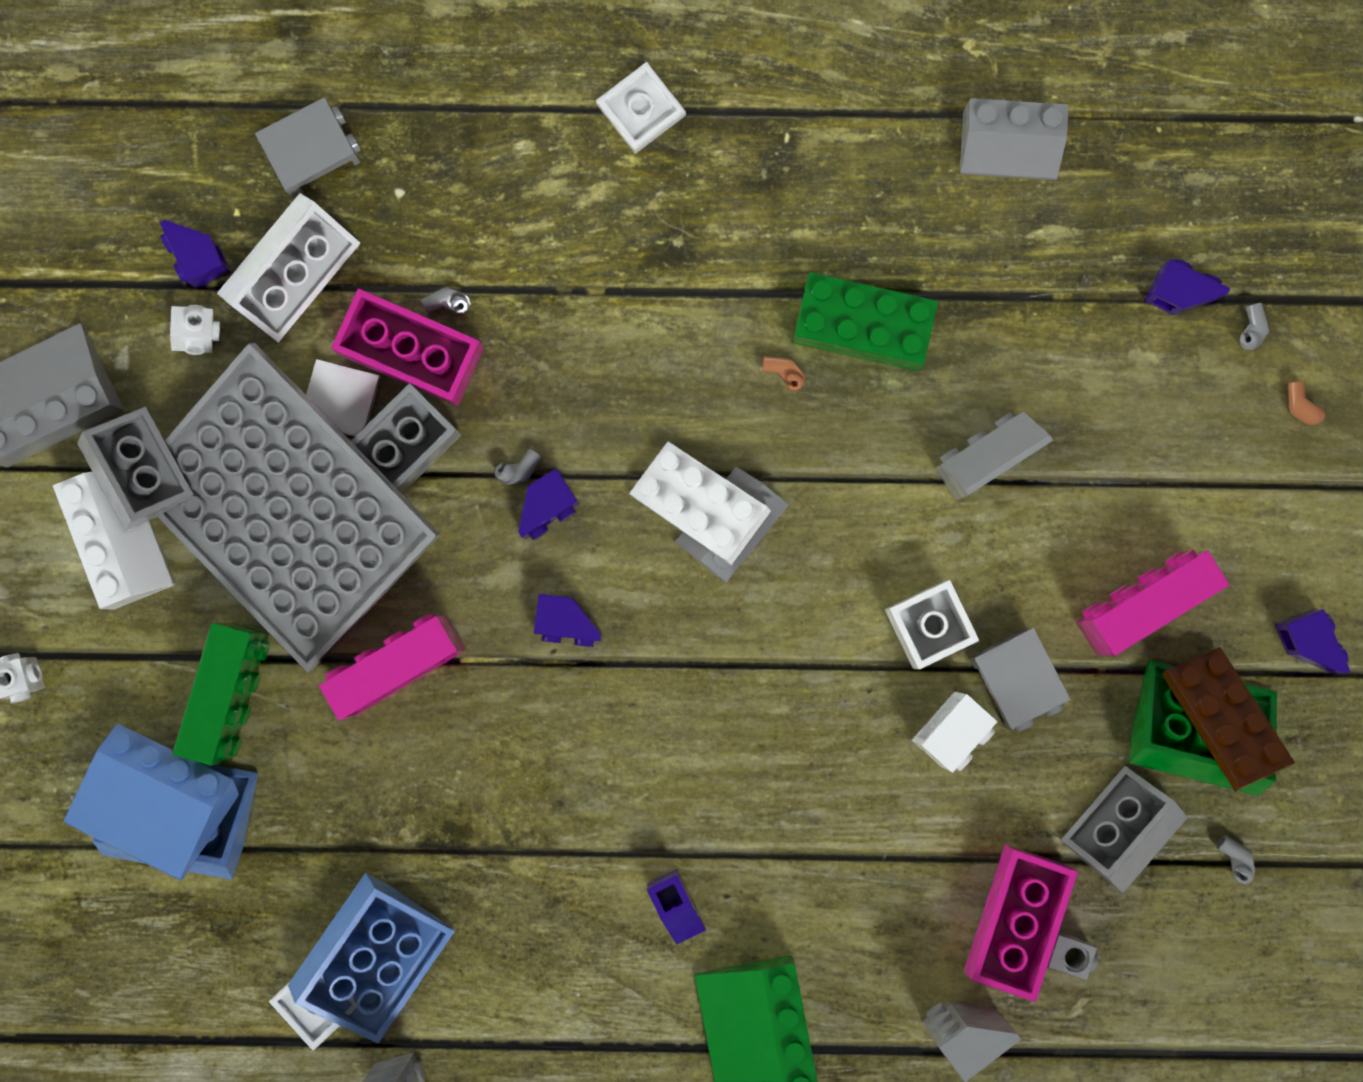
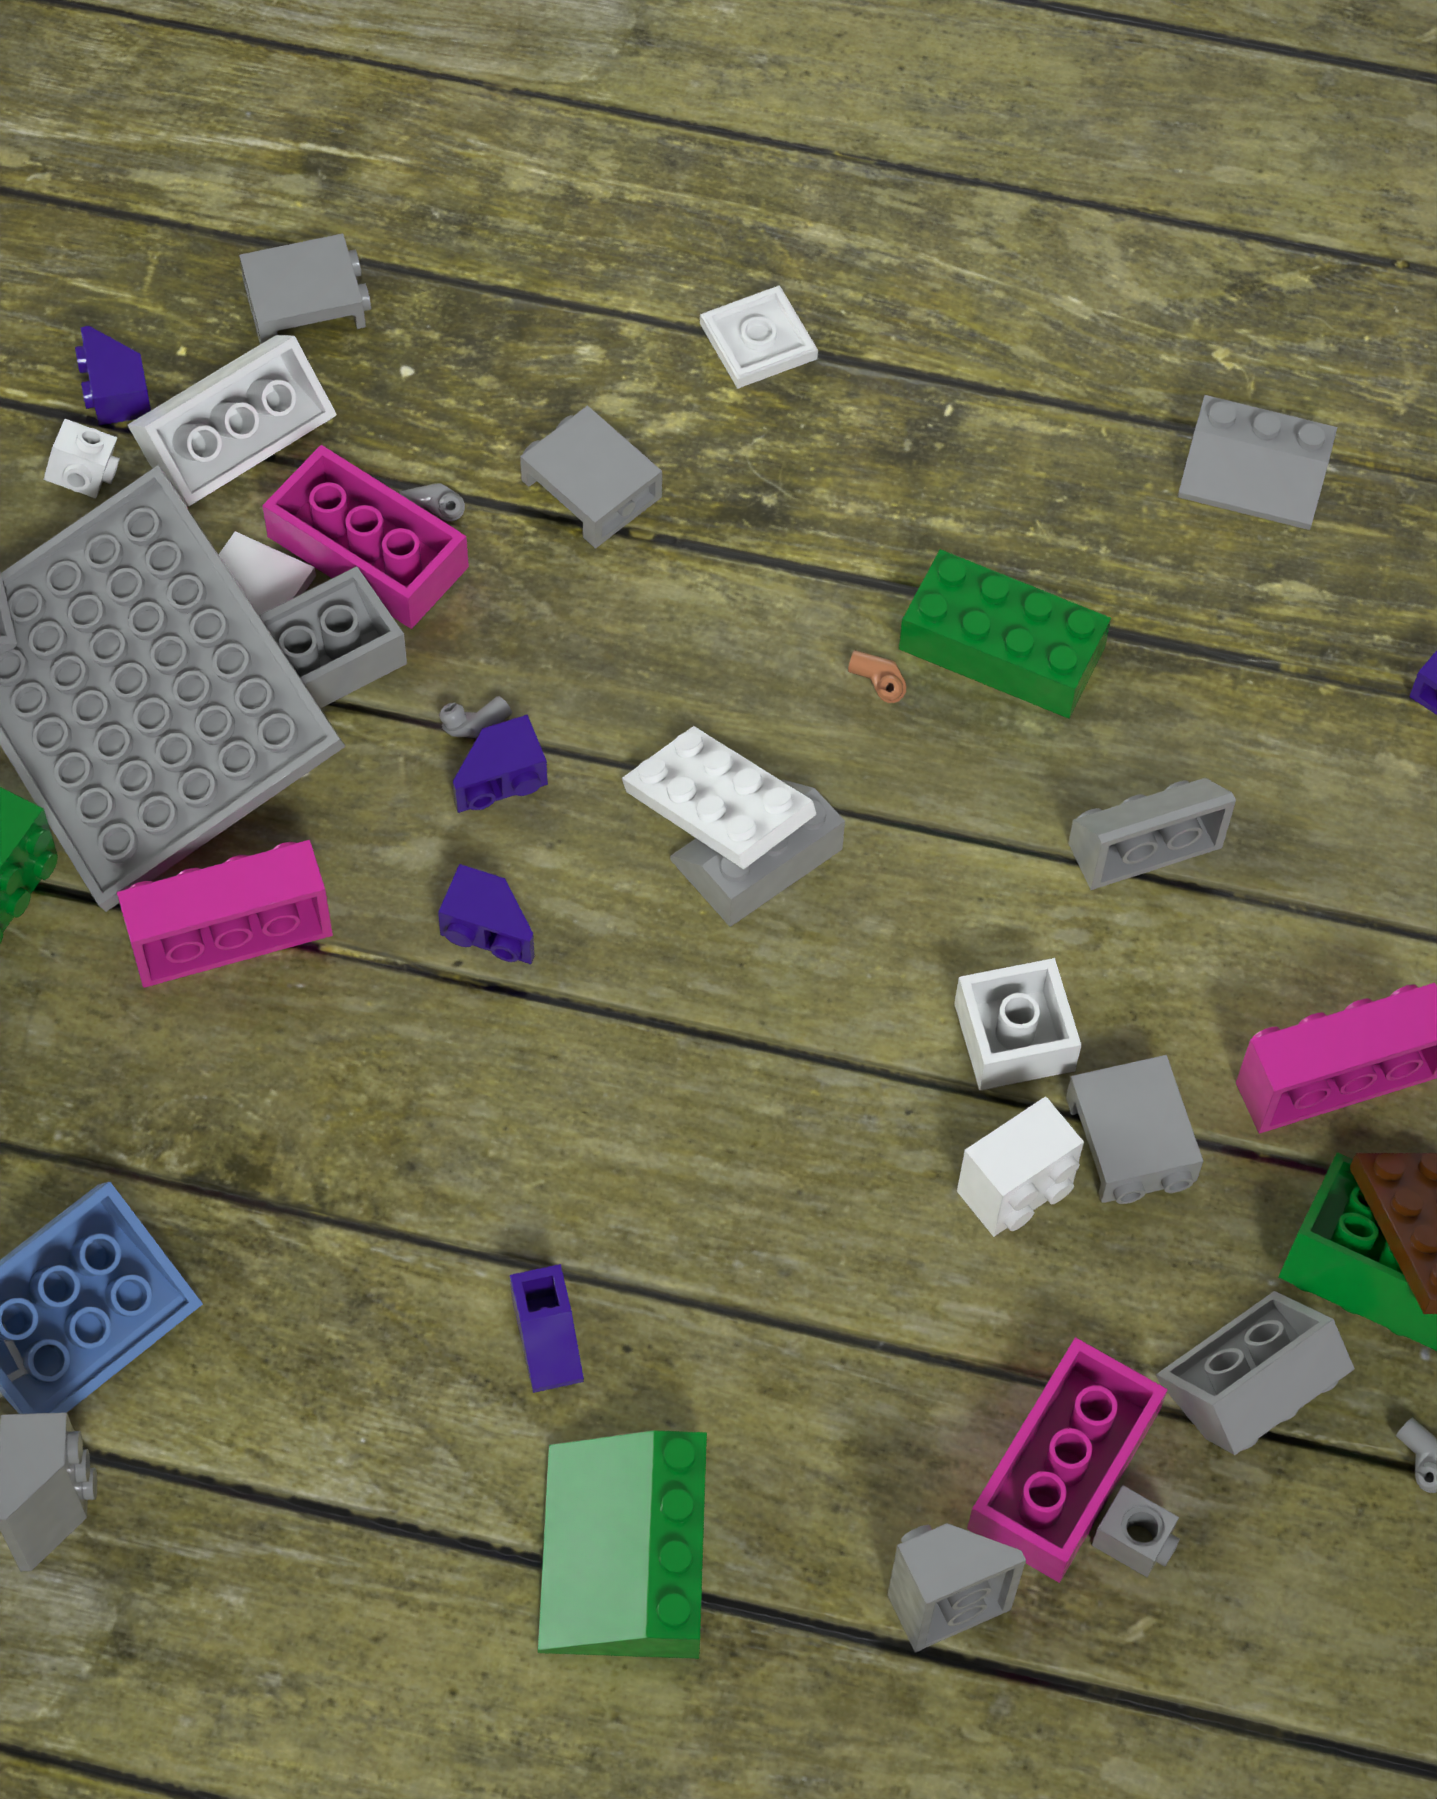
camera: 10 degrees right, 25 degrees down
(551, 256) = (593, 474): none -> light grey panel

